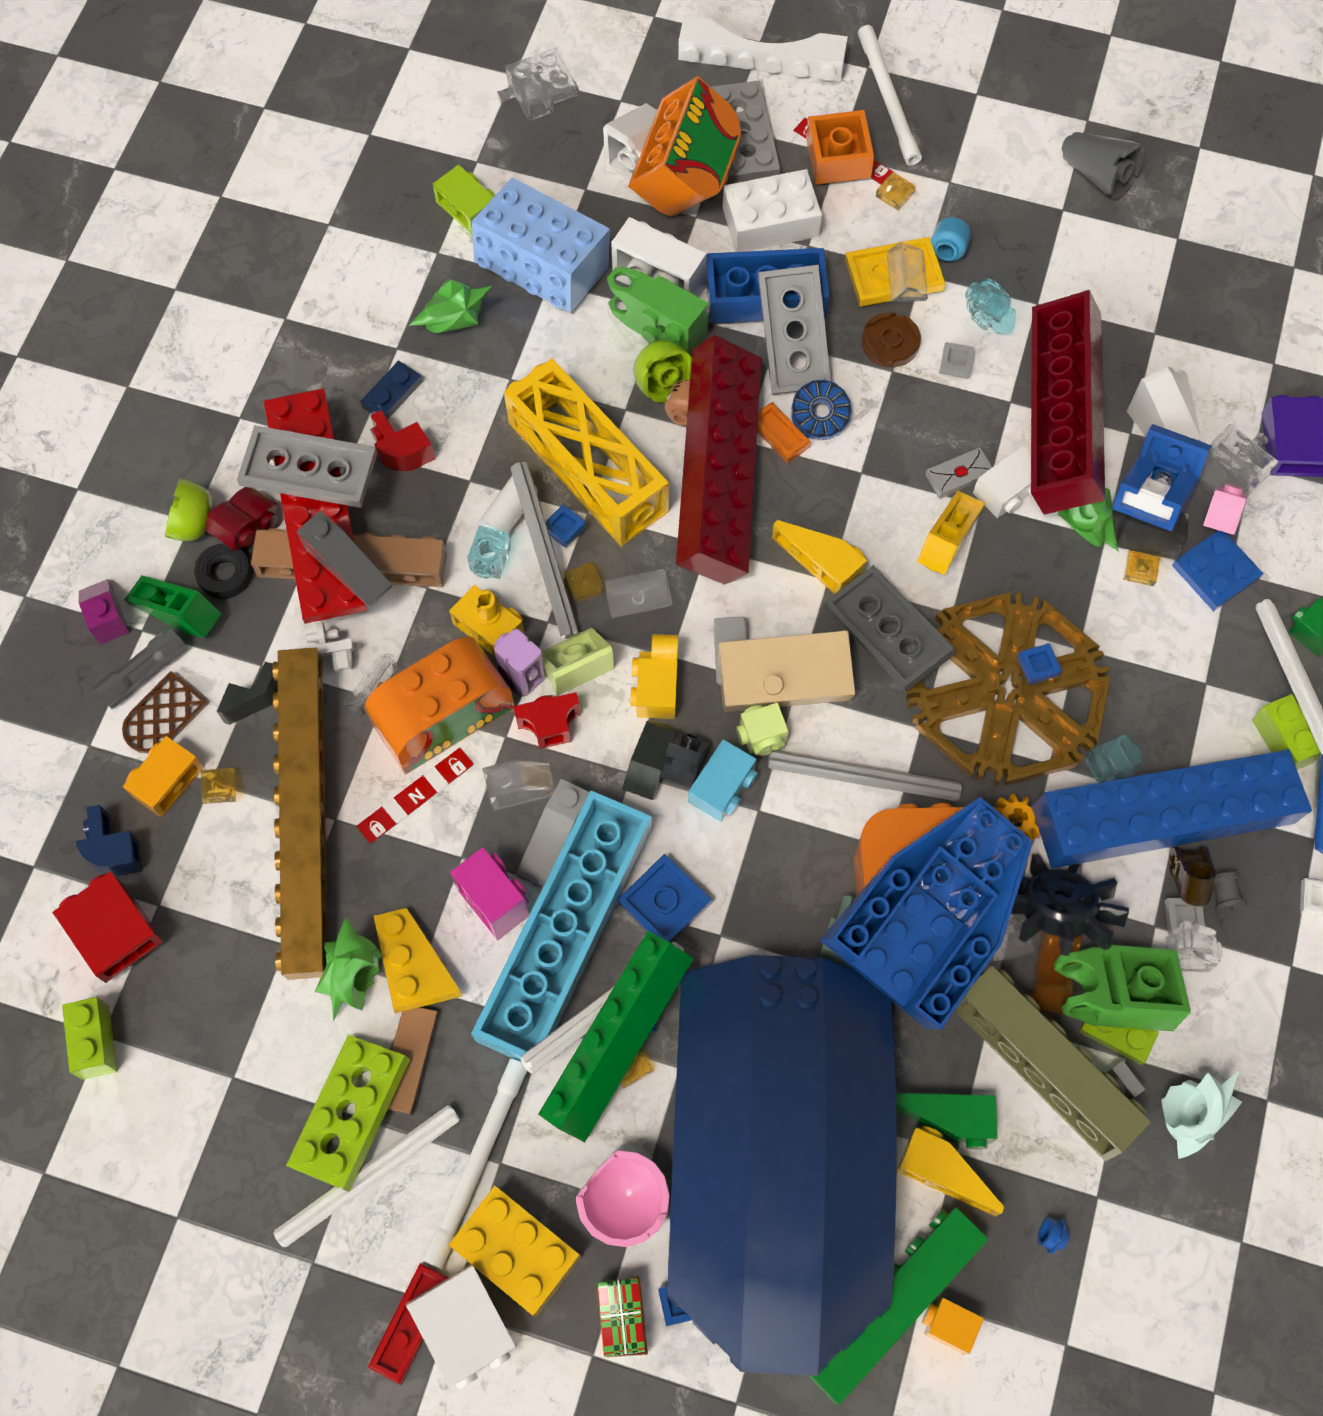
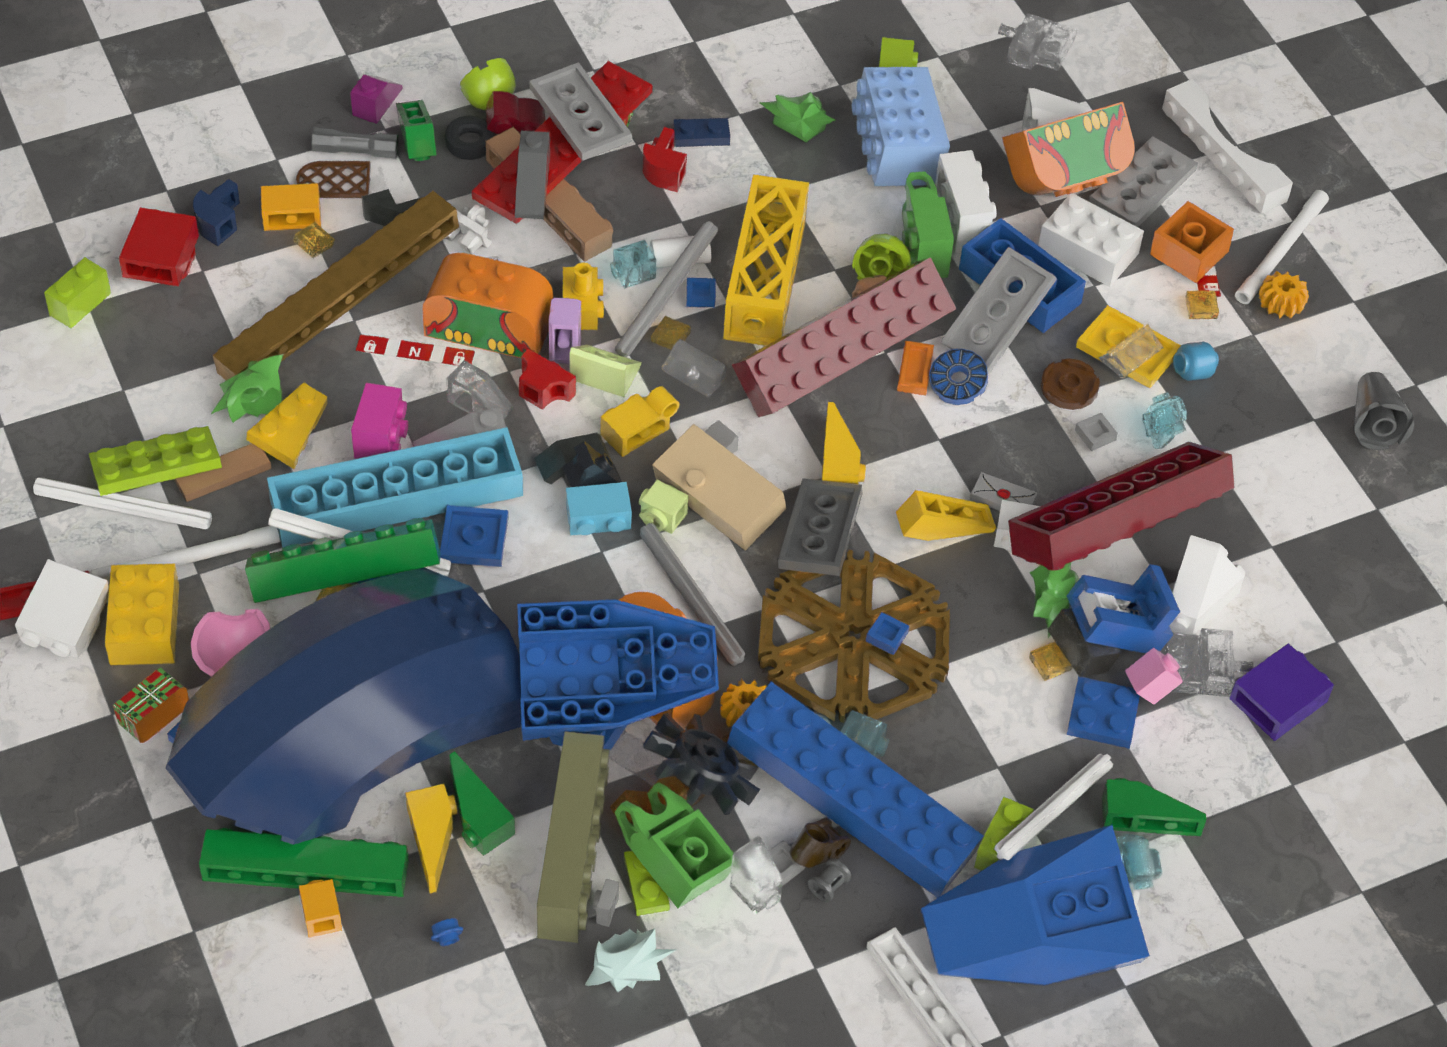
camera: 45 degrees right, 15 degrees down
(939, 131) = (1283, 294): none -> light orange gear

